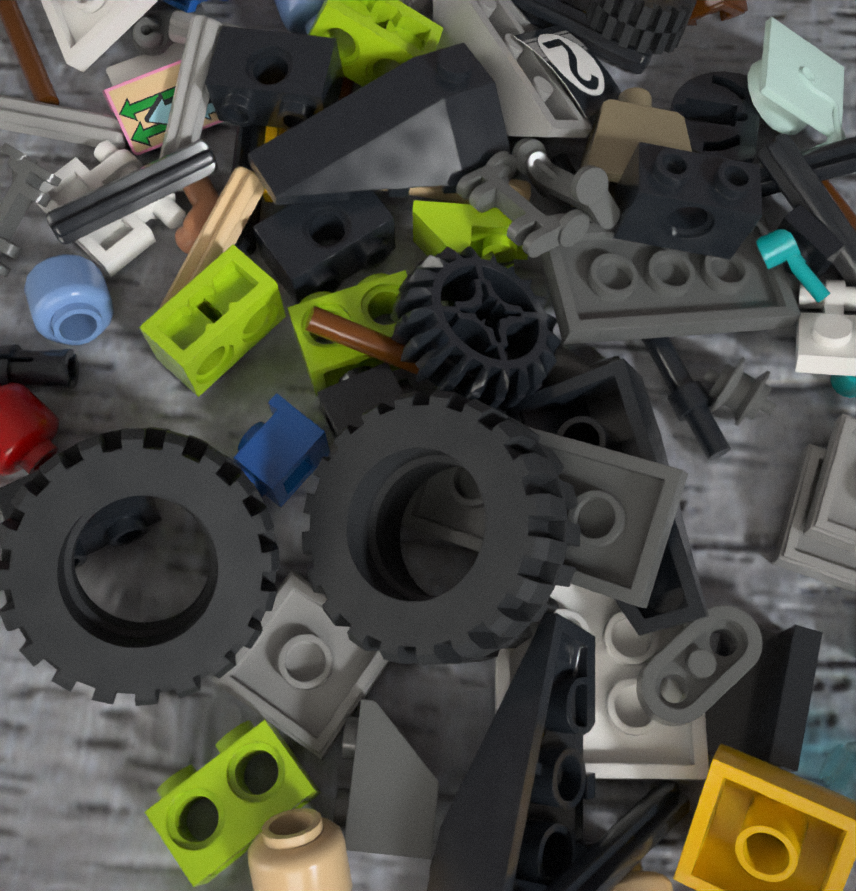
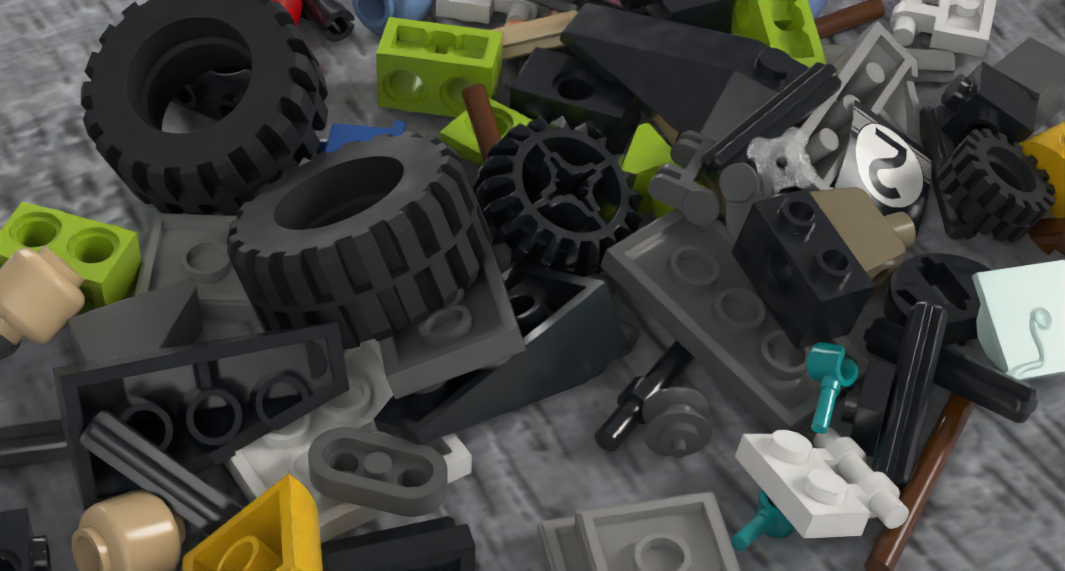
camera: 55 degrees right, 25 degrees down
(515, 113) = (774, 117): none -> black axle
(555, 135) = (796, 173): none -> clear plate

